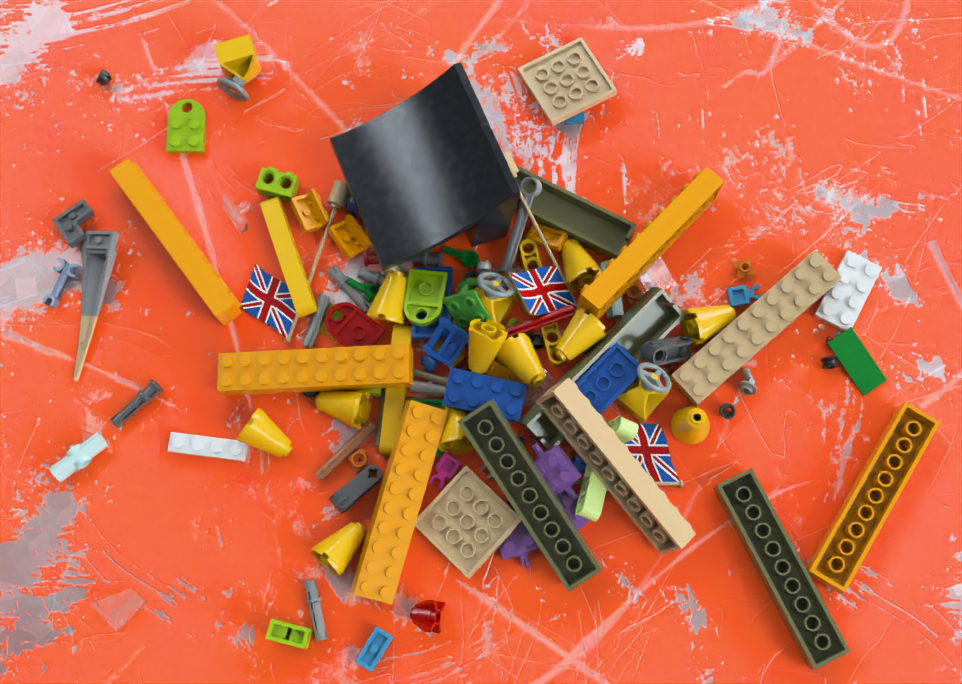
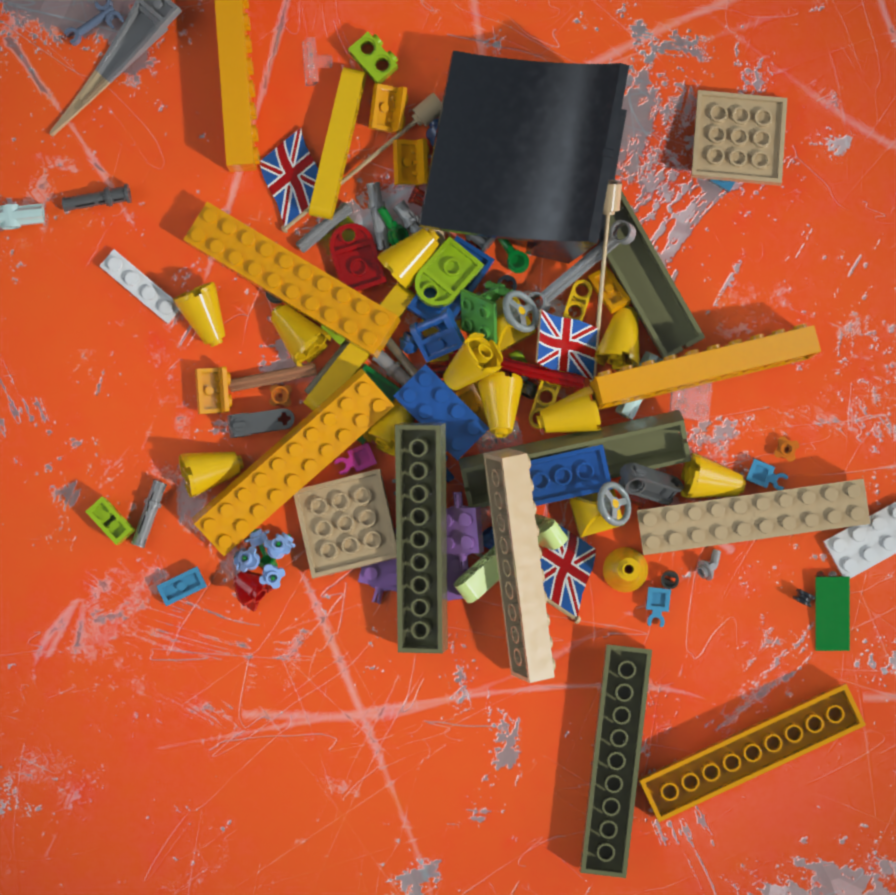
camera: 30 degrees right, 10 degrees up
(307, 487) = (213, 390): none -> light orange bracket
(413, 593) = (276, 549): none -> light blue plant
(483, 267) = (526, 280): white hinge -> none
(638, 293) = (662, 407): orange plate -> none
(729, 433) = (657, 601): none -> dark azure plate

